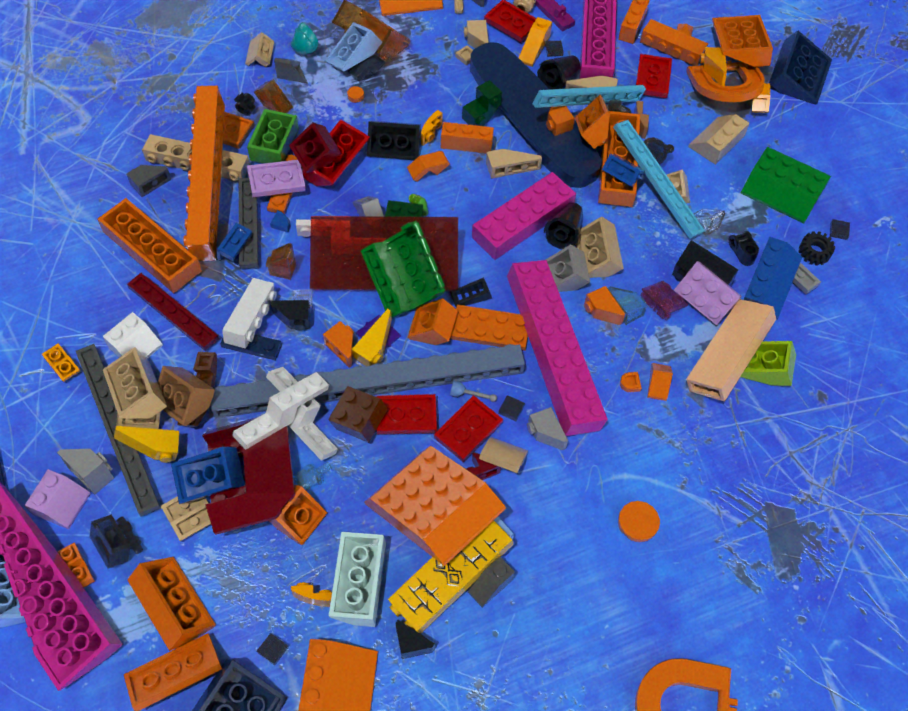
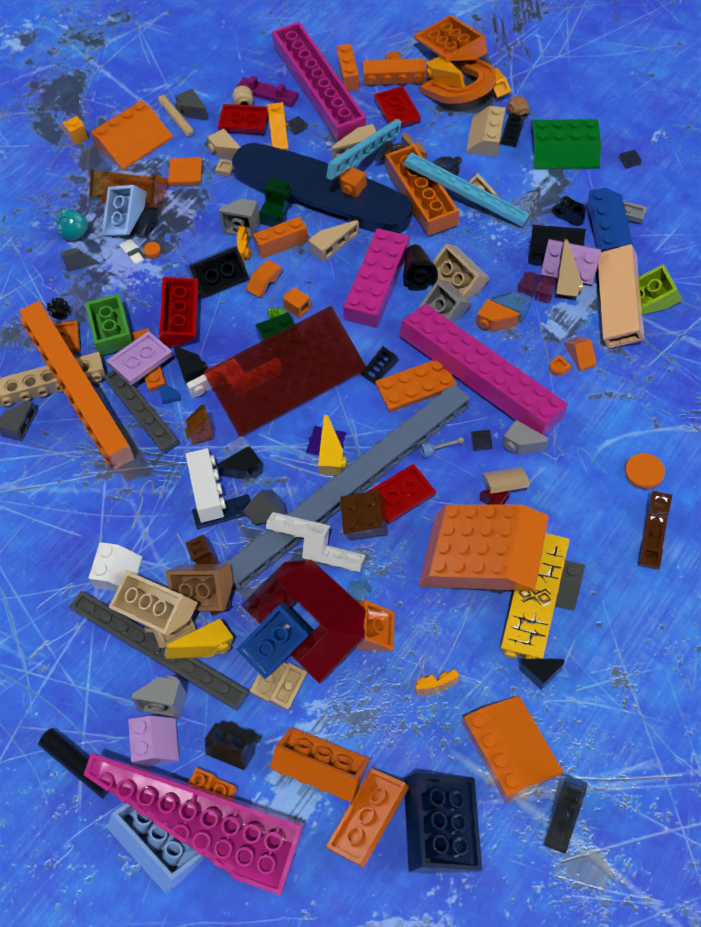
camera: 25 degrees left, 0 degrees up
(60, 362) = (60, 625): light orange slope -> none
(149, 245) = (67, 477): orange brick -> none
(173, 311) = (131, 523): dark red plate -> none
(233, 242) = (143, 432): blue panel -> none
(260, 50) = (34, 254): tan panel -> none
(272, 649) = (433, 747): clear smoke tile -> none
(273, 97) = (79, 289): clear orange slope -> none
(280, 410) = (301, 548): white bracket -> none
(286, 356) = (263, 505): none -> dark grey slope
(312, 204) = (189, 364): none -> black slope
(315, 148) = (161, 312): dark red slope -> none
(340, 87) = (133, 251): none -> white sticker
(340, 342) = (302, 466): orange slope -> none
(358, 578) = (465, 646): light aqua slope -> none
(368, 206) = (239, 340): light grey slope -> none
(404, 270) = (317, 373): green slope -> none
(431, 42) = (185, 171): none -> orange tile
(433, 322) = (367, 406): orange slope -> none
(439, 201) = (296, 302): none -> orange brick
(446, 100) = (240, 213): none -> light grey slope
(468, 428) = (459, 476): red plate -> none
(558, 71) = (318, 142): black cone -> none
(594, 122) = (384, 167): orange slope -> none
(607, 580) = (655, 529): none -> reddish brown slope
(622, 169) = (435, 196): blue panel -> none
(696, 303) = (569, 277): none -> tan slope
(753, 140) = (511, 131): none -> black slope
(764, 130) = (519, 106): none -> medium nougat head
(800, 69) = (510, 44): dark blue slope -> none
(820, 241) = (628, 176): black tyre -> none

